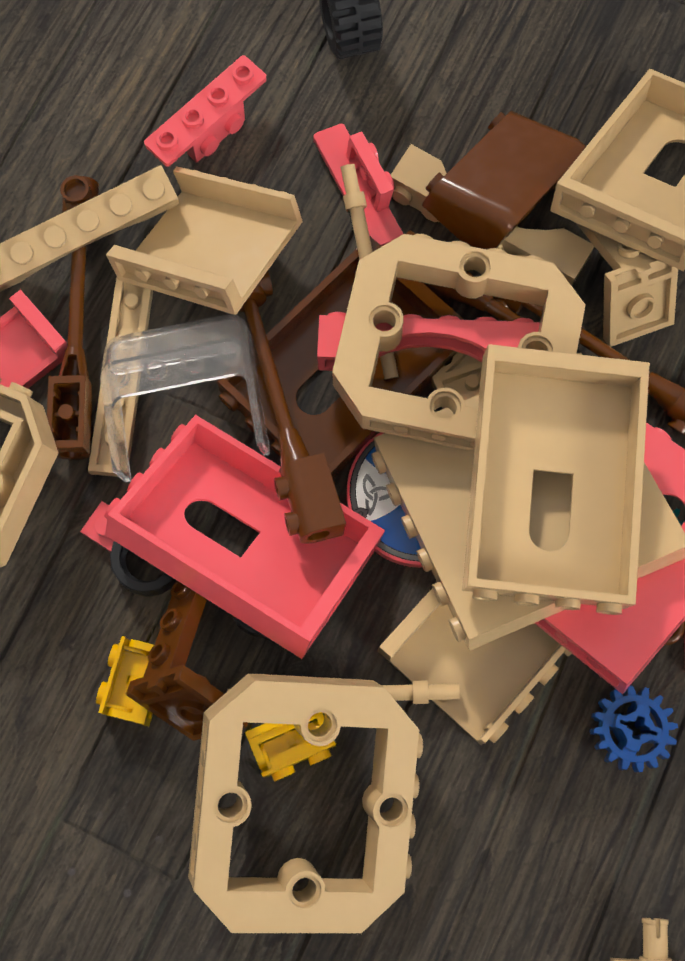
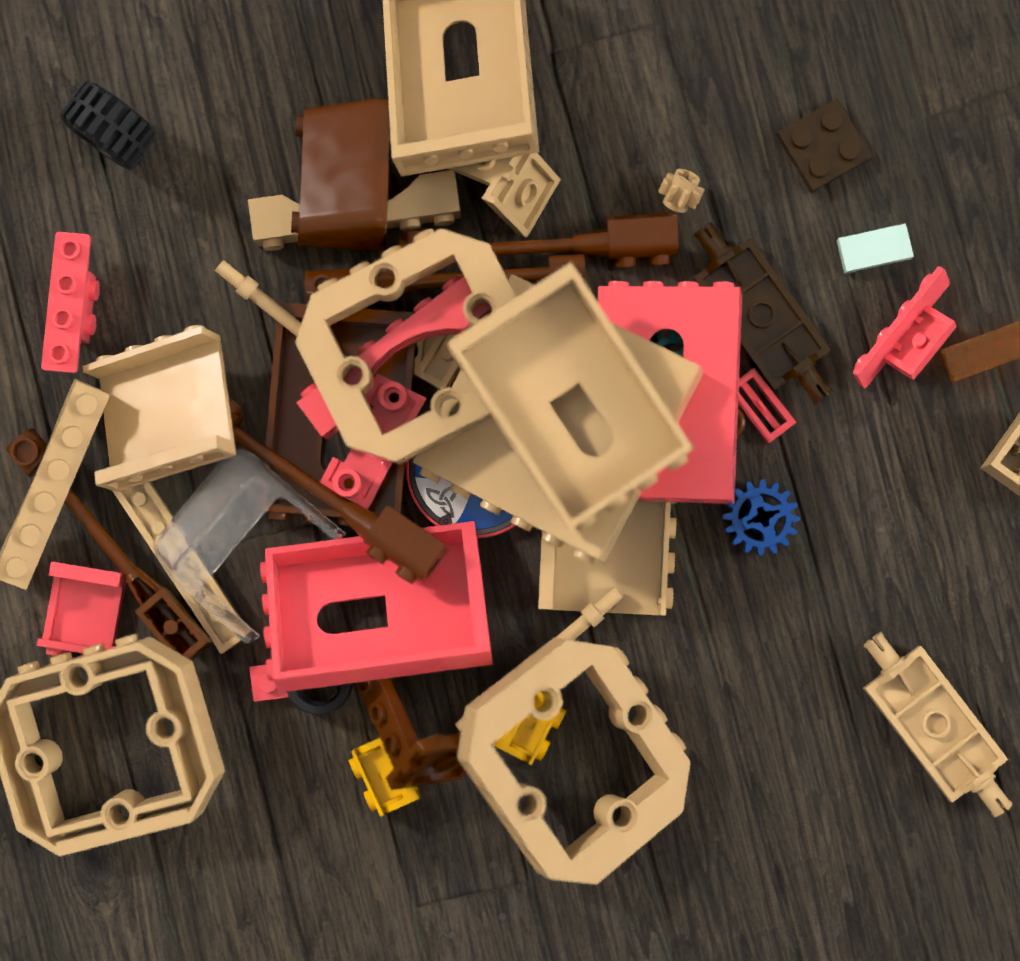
camera: 30 degrees left, 10 degrees up
(330, 413) = (366, 470): none -> coral brick
(378, 186) = (211, 246): coral bracket -> none

